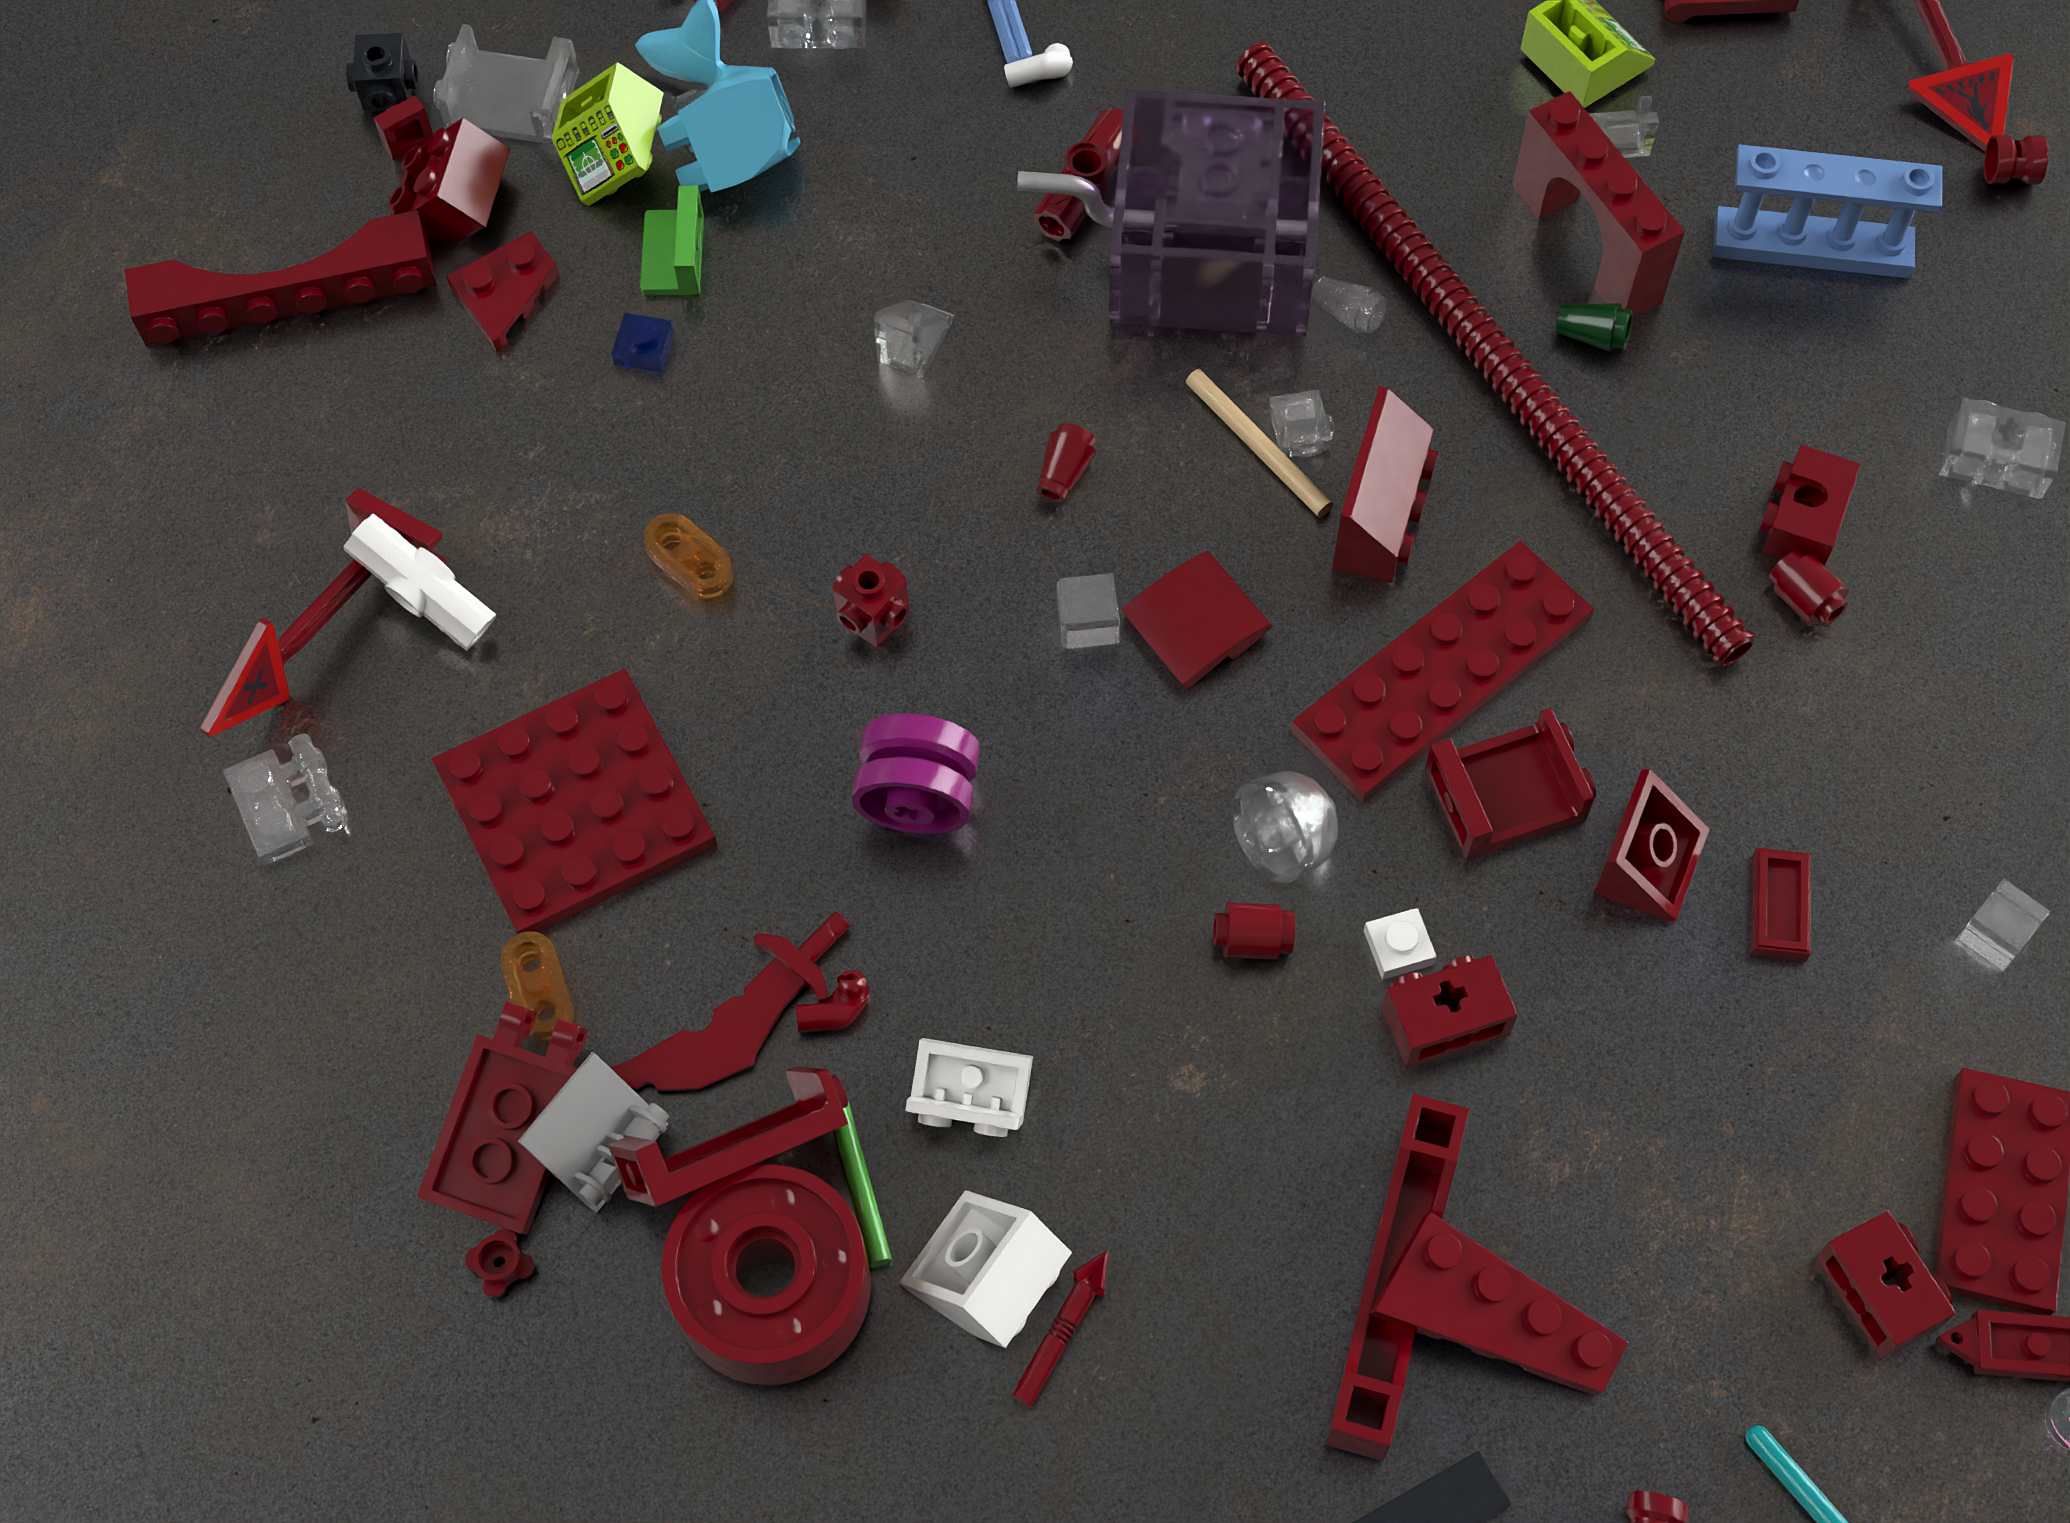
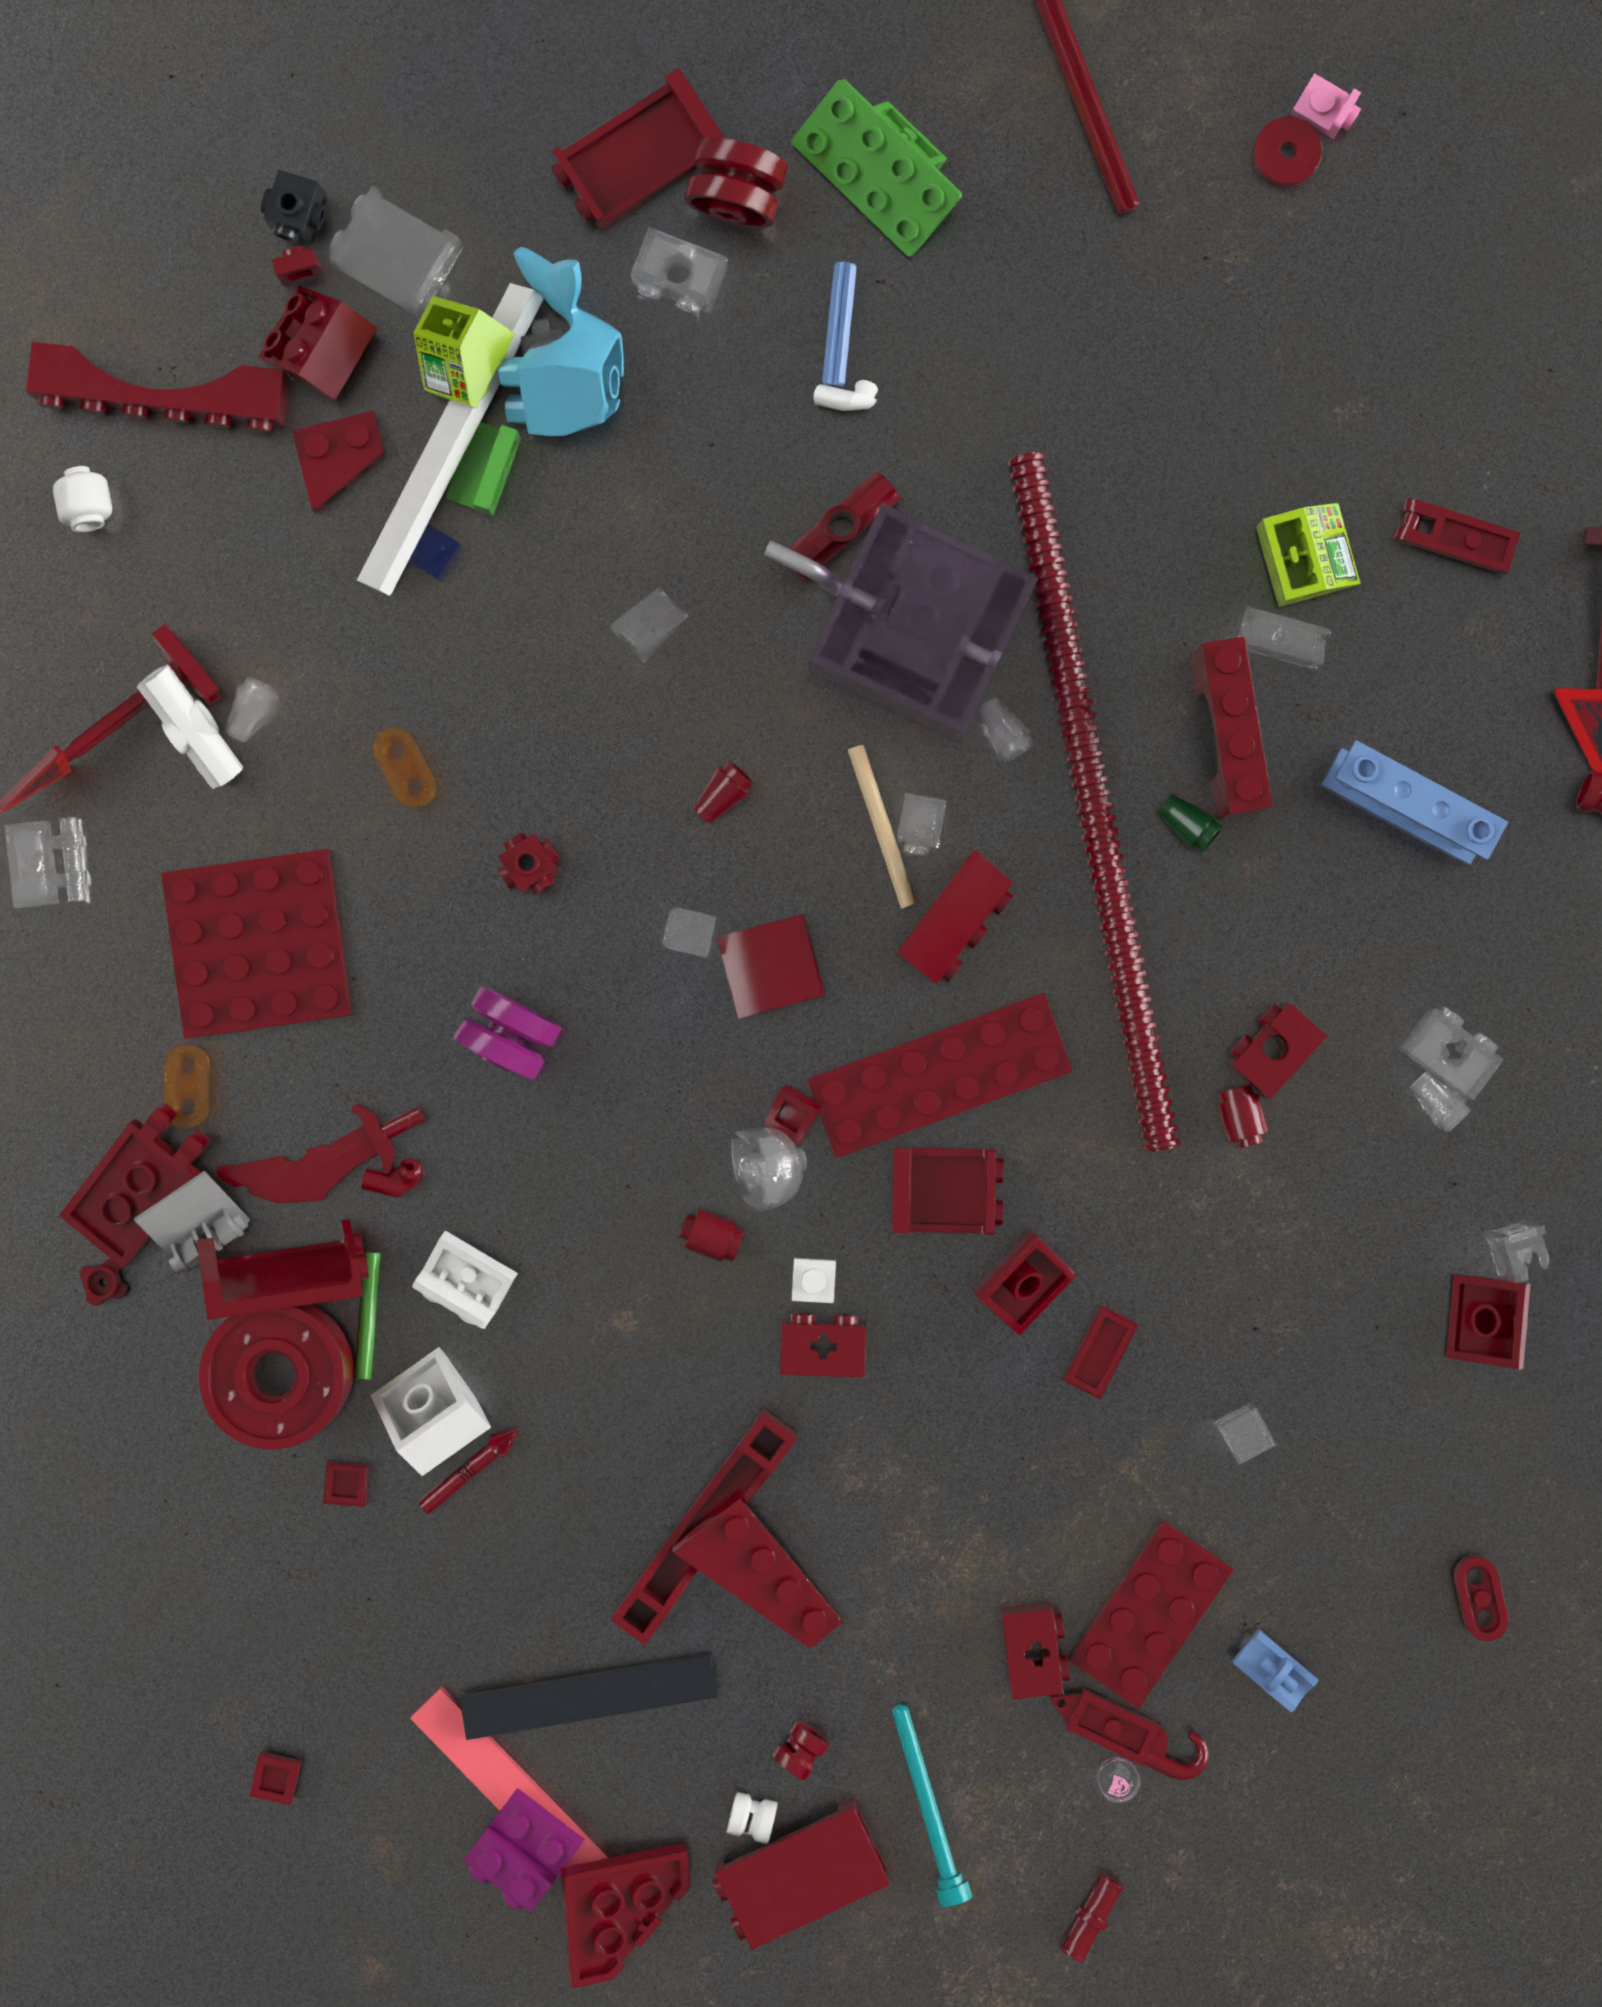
camera: 15 degrees right, 25 degrees up
(225, 407) = (82, 499): none -> white head
(485, 553) = (249, 708): none -> clear cone
(620, 261) = (441, 458): none -> white tile
(907, 1407) = (346, 1483): none -> dark red tile
(1293, 754) = (793, 1113): none -> dark red plate
(2020, 502) = (1440, 1102): none -> clear cone

